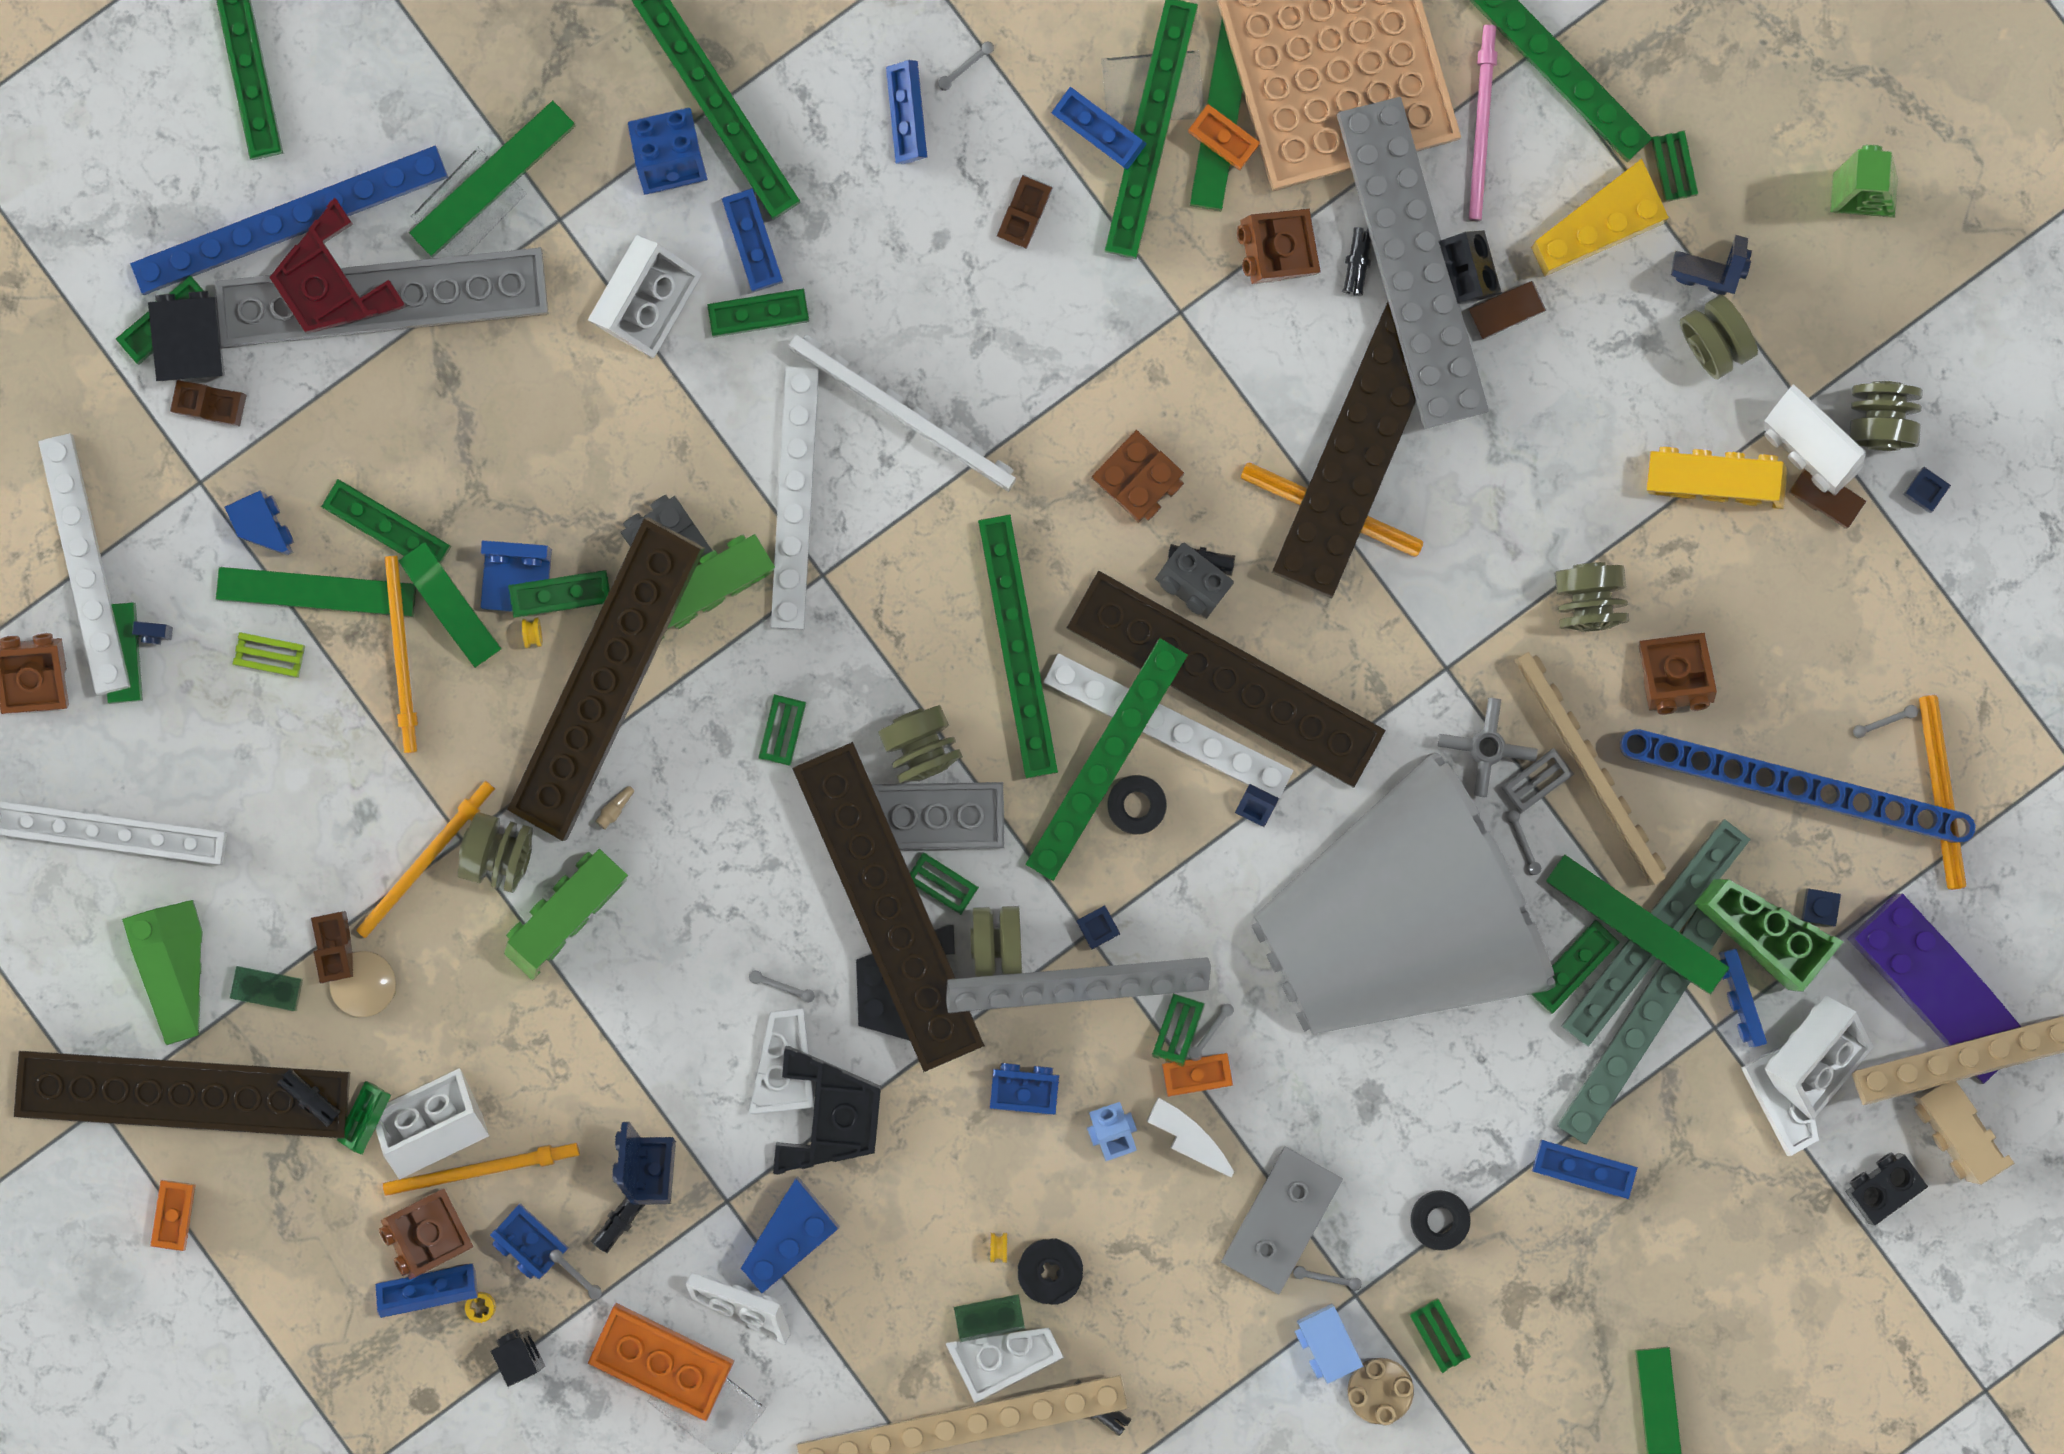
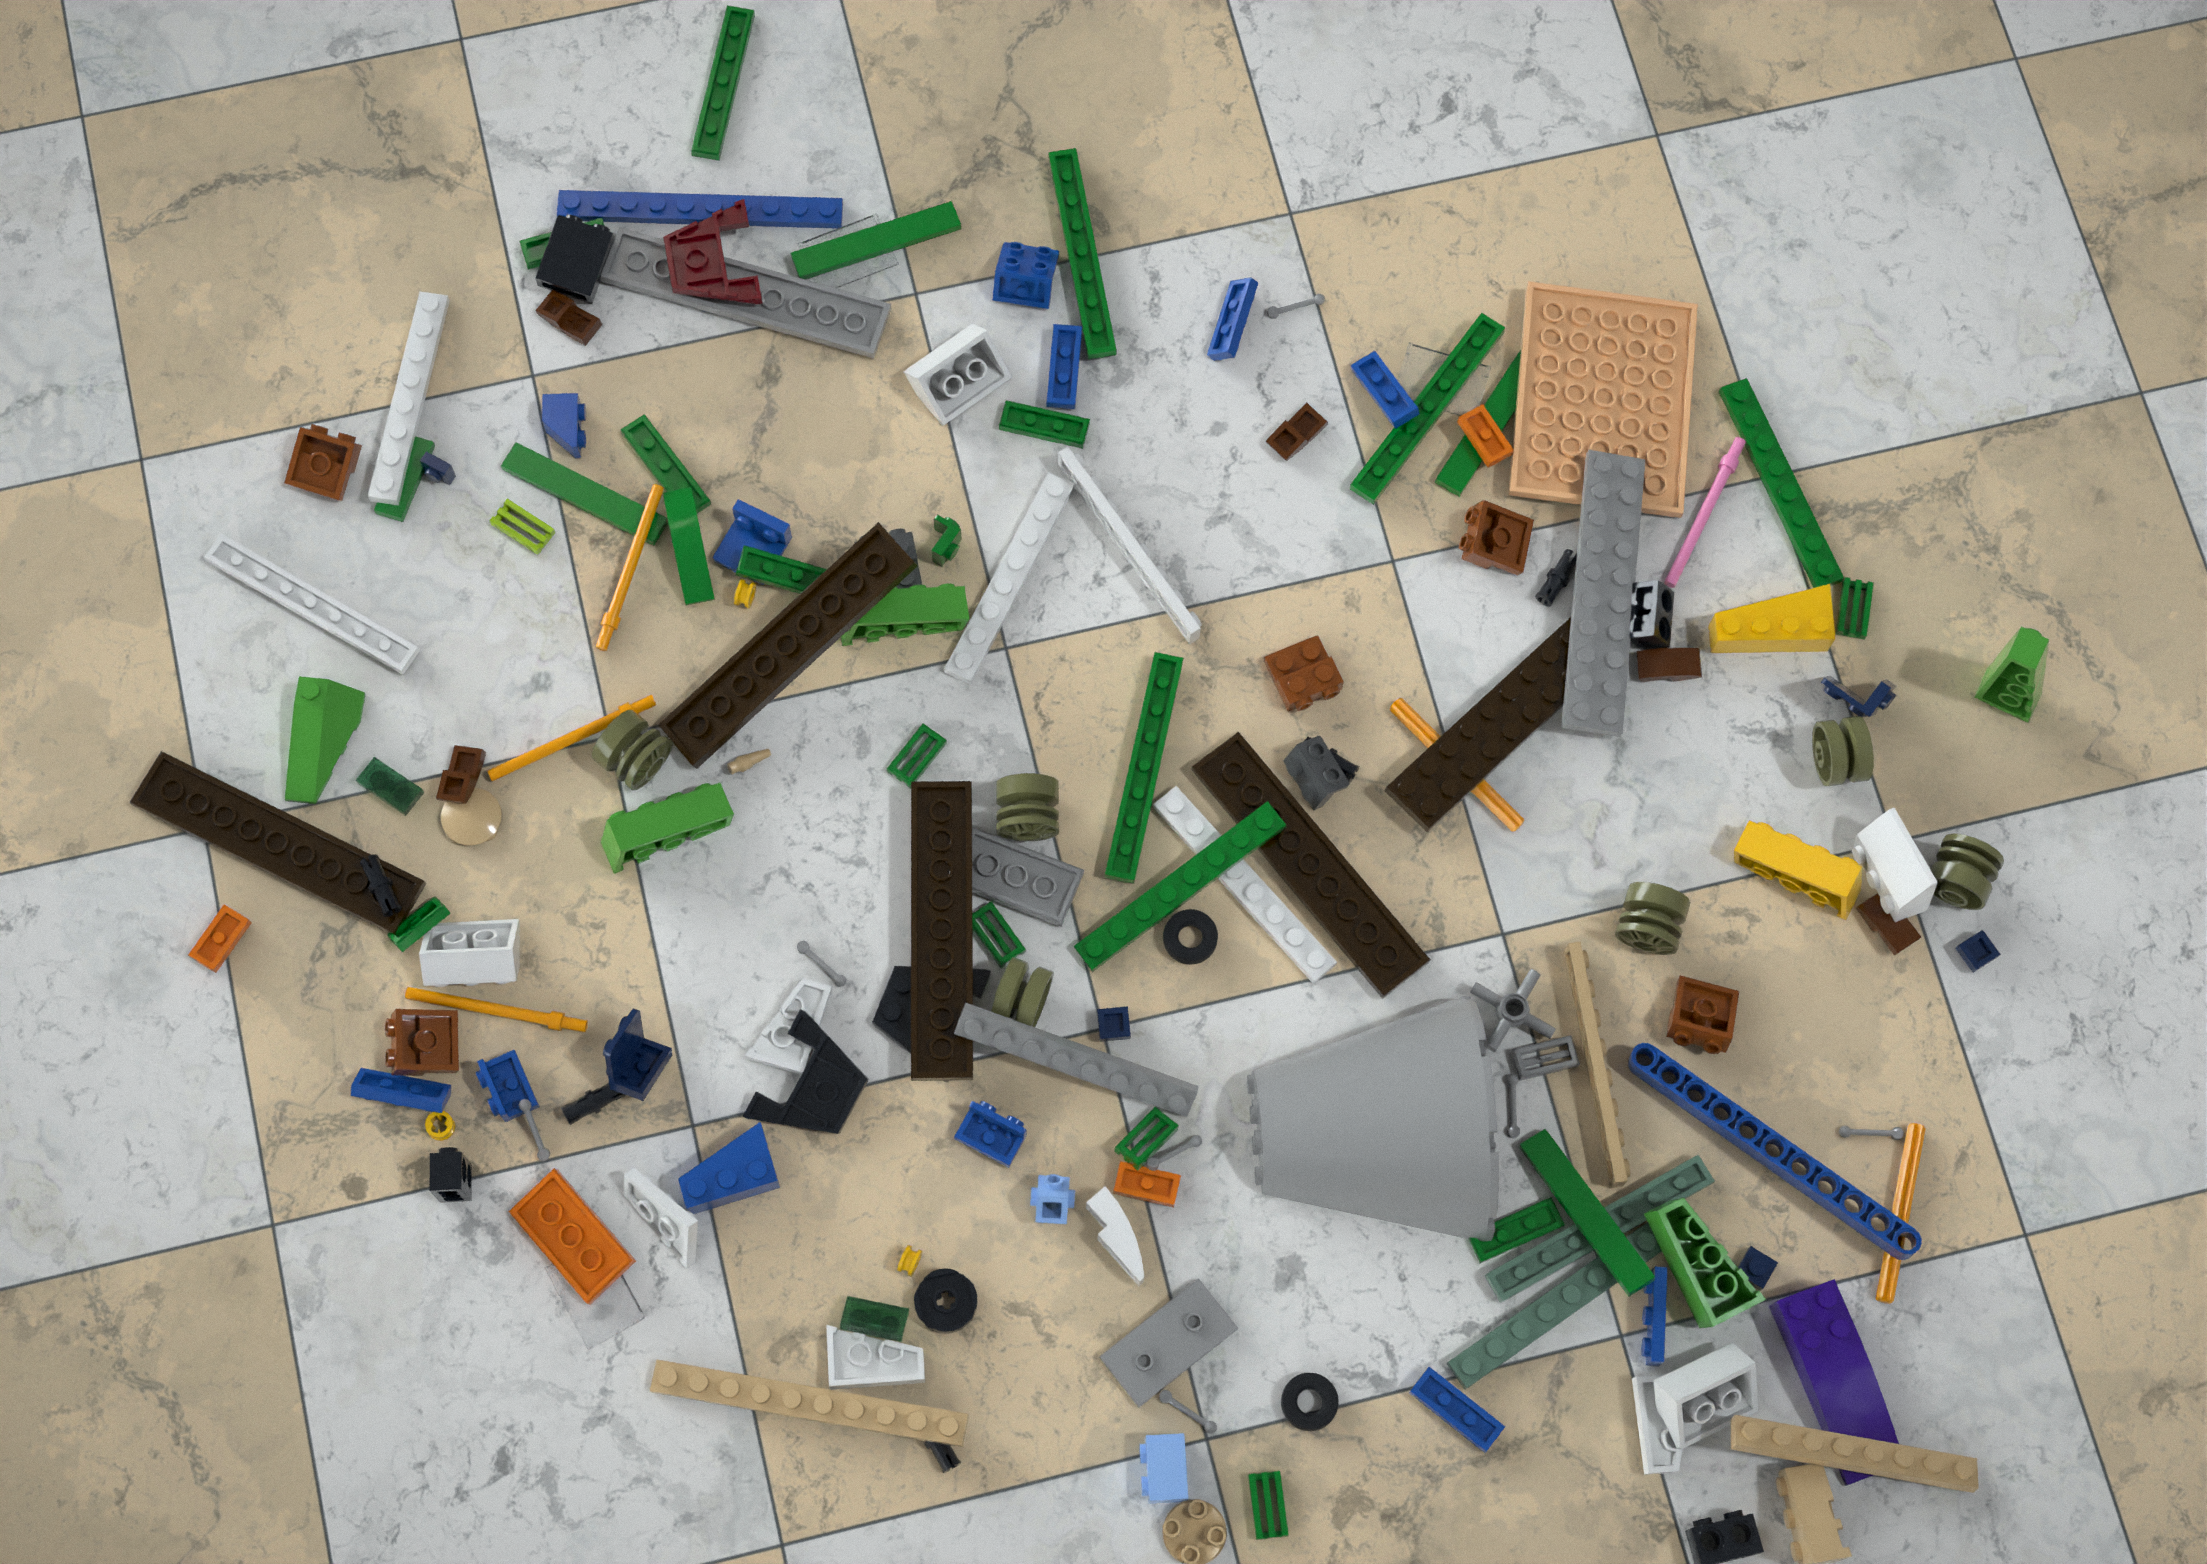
camera: 20 degrees right, 15 degrees down
(717, 493) = (947, 545): none -> green bracket
(1256, 805) = (1293, 977): dark blue plate -> none

